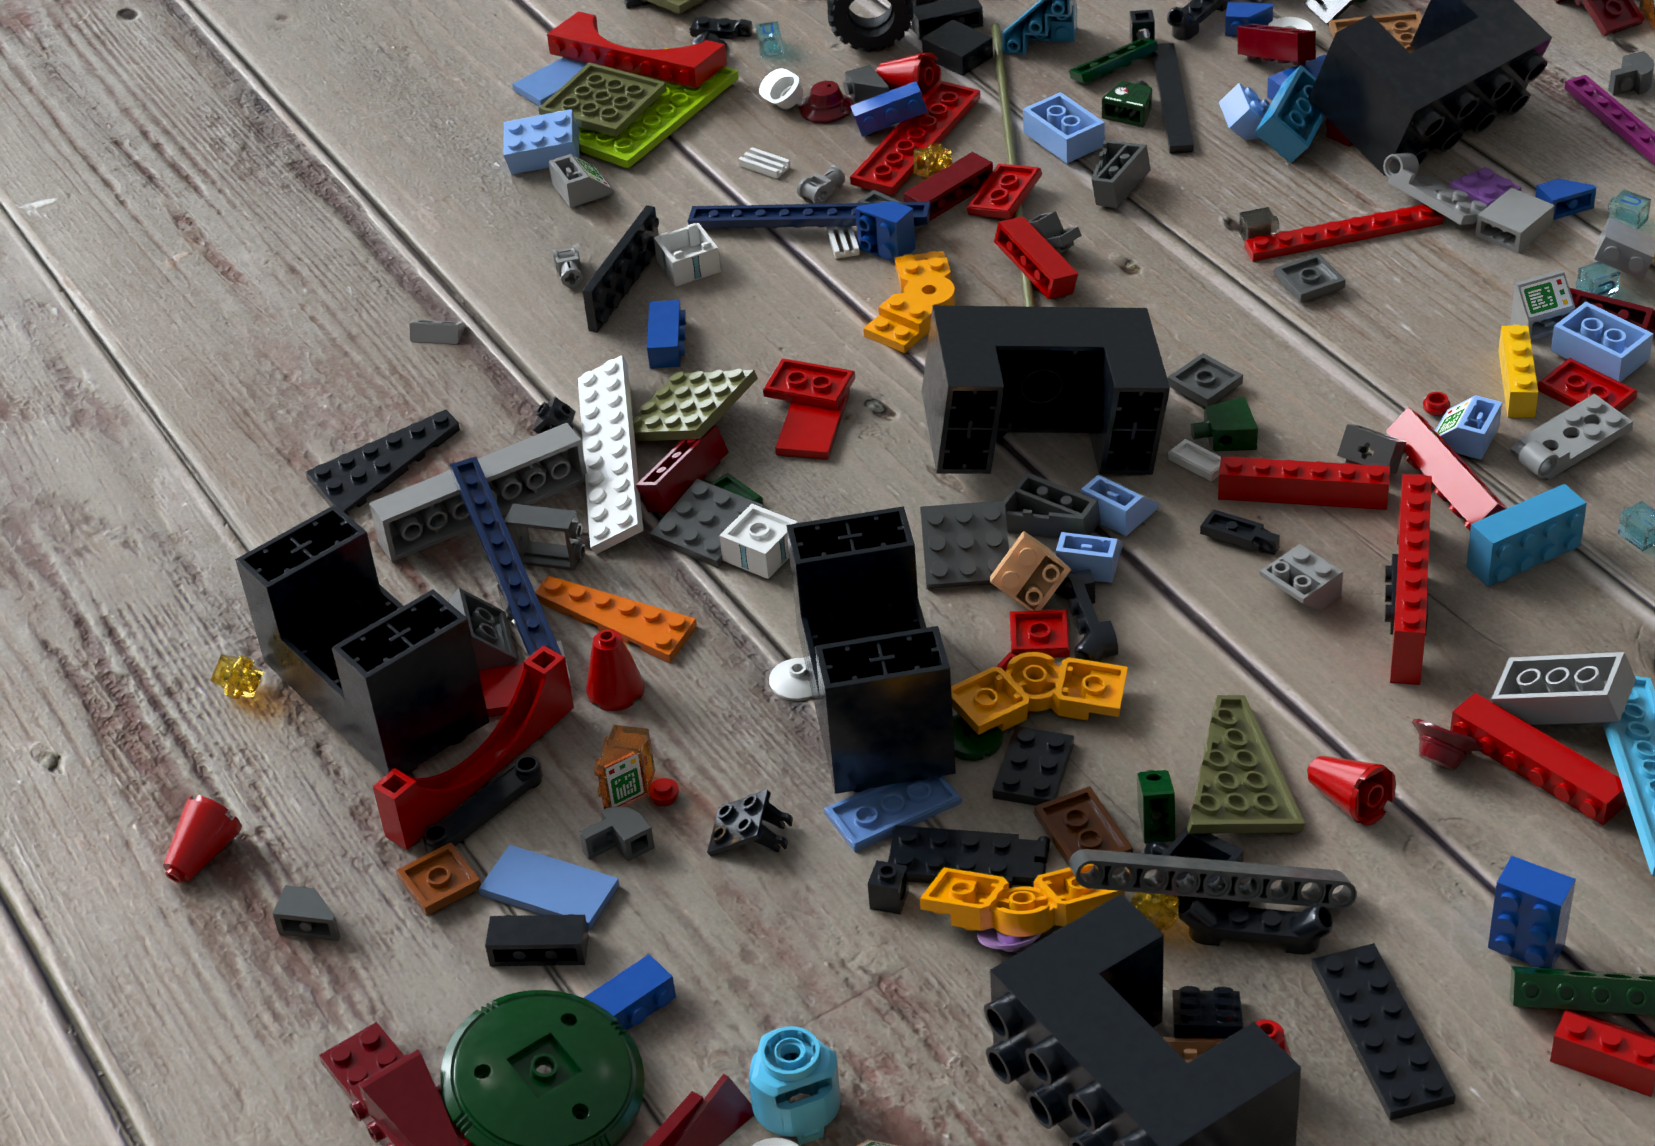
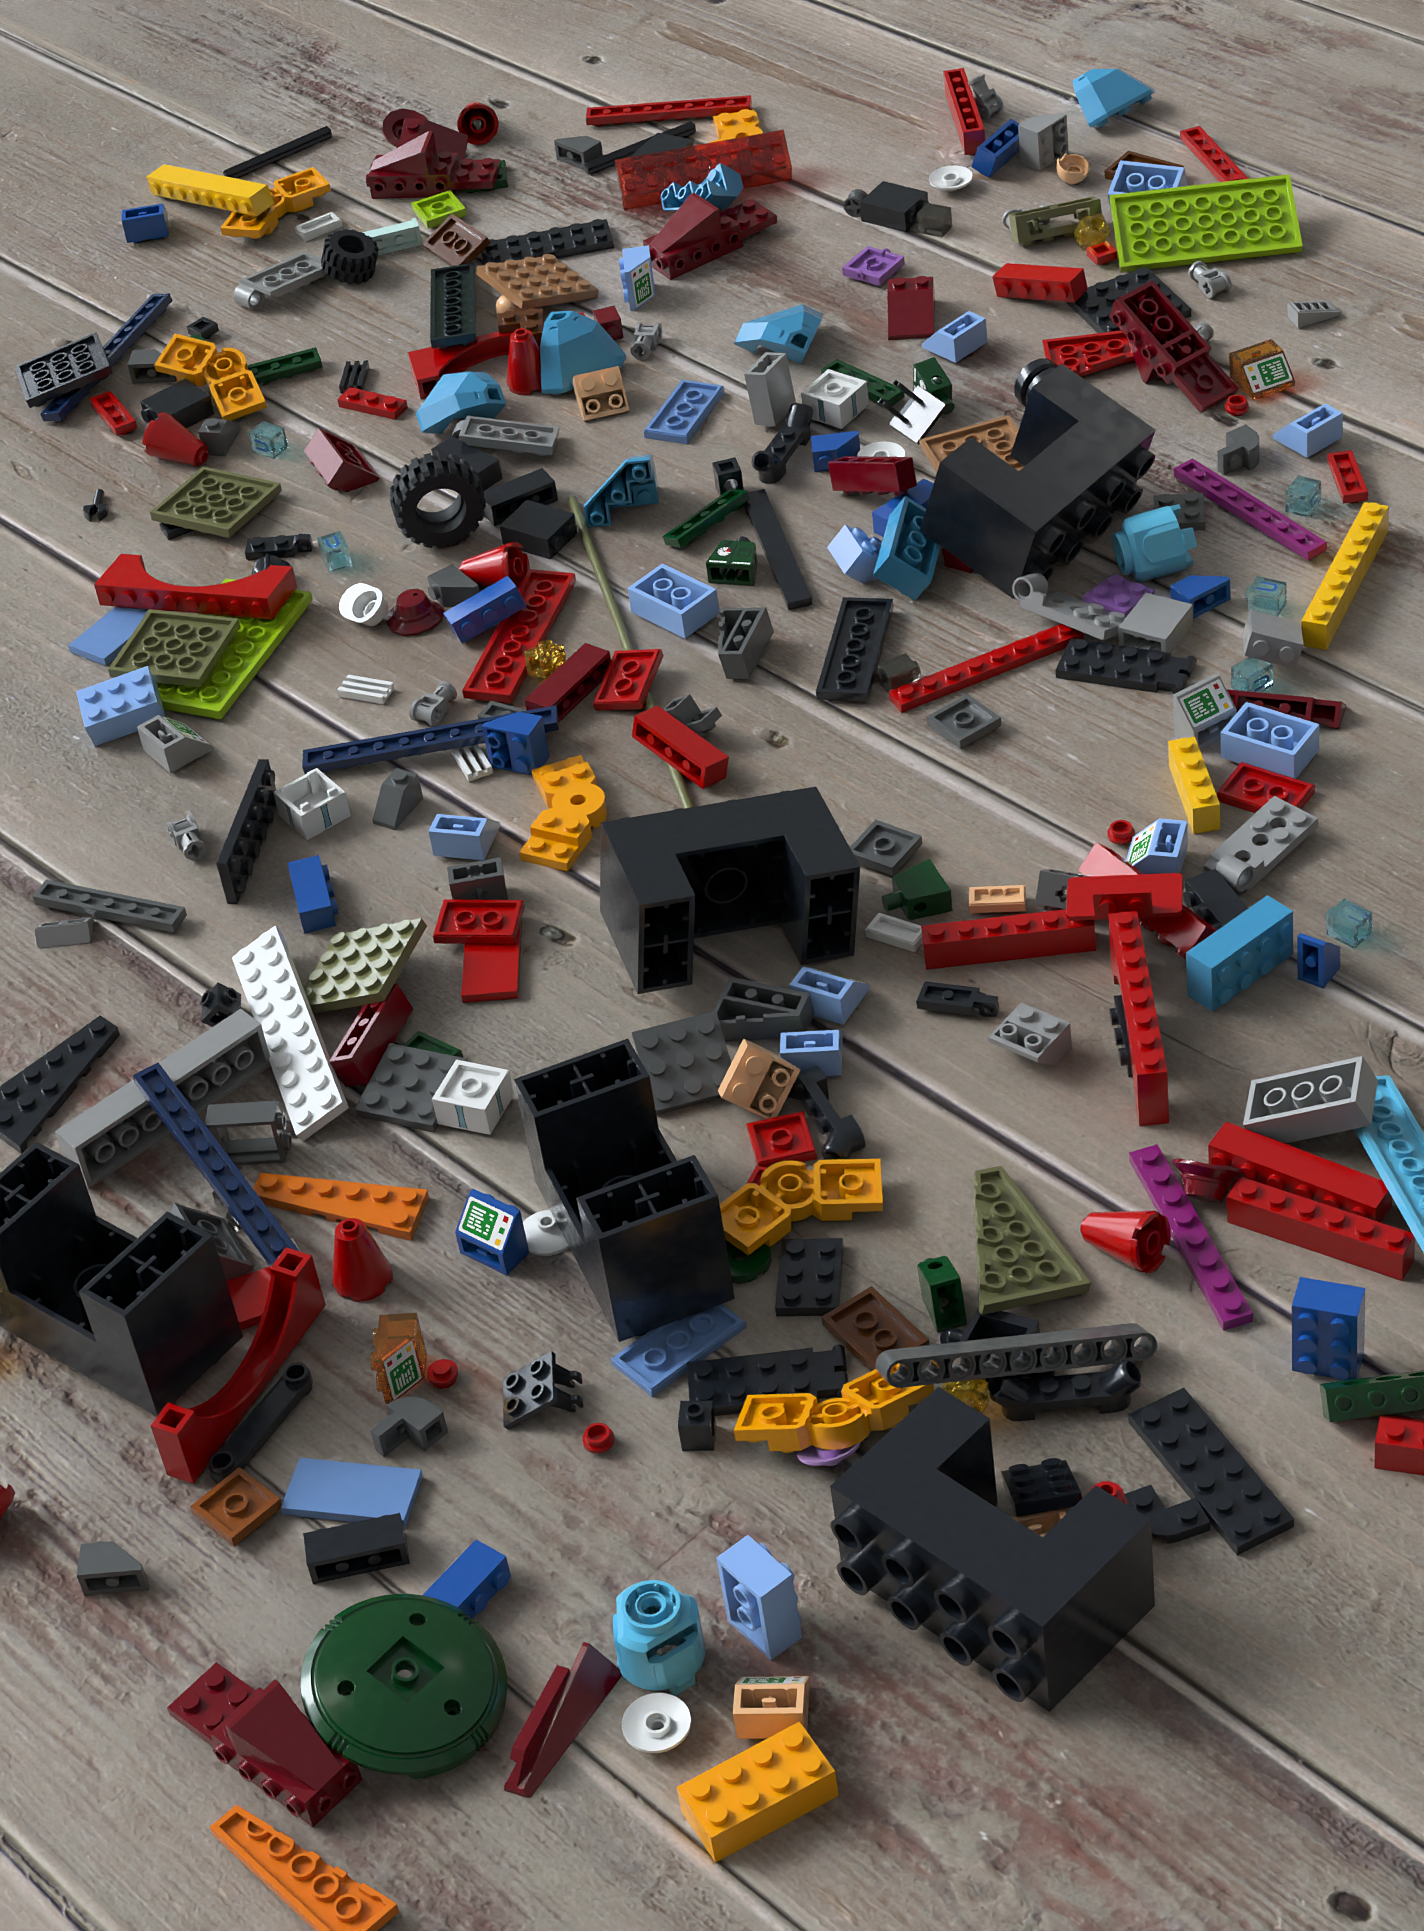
camera: 10 degrees left, 0 degrees up
(483, 314) = (110, 906): none -> dark grey plate
(743, 668) = (491, 1232): none -> slope
(765, 262) = (397, 798): none -> dark grey slope
(792, 881) = (598, 1438): none -> red plate
(815, 305) = (462, 836): none -> light blue slope
(818, 346) = (478, 880): none -> dark grey brick
(902, 1064) = (759, 1596): none -> light blue brick
(1222, 197) = (854, 649): none -> black plate
(1302, 445) = (997, 899): none -> light nougat plate
(1331, 1075) = (1172, 1523): none -> black plate
(1416, 800) = (1191, 1238): none -> magenta plate
(1446, 463) = (1146, 893): none -> red bracket
(1475, 252) = (1124, 666): none -> black hinge
(1511, 479) = (1212, 899): none -> black brick
(1529, 145) = (1153, 544): none -> medium azure piece
(1548, 814) = (1321, 1228): none -> red brick
(1561, 122) = (1191, 511): none -> dark grey plate
(1601, 555) = (1316, 960): none -> blue slope
(1639, 34) = (1236, 405): none -> red plate

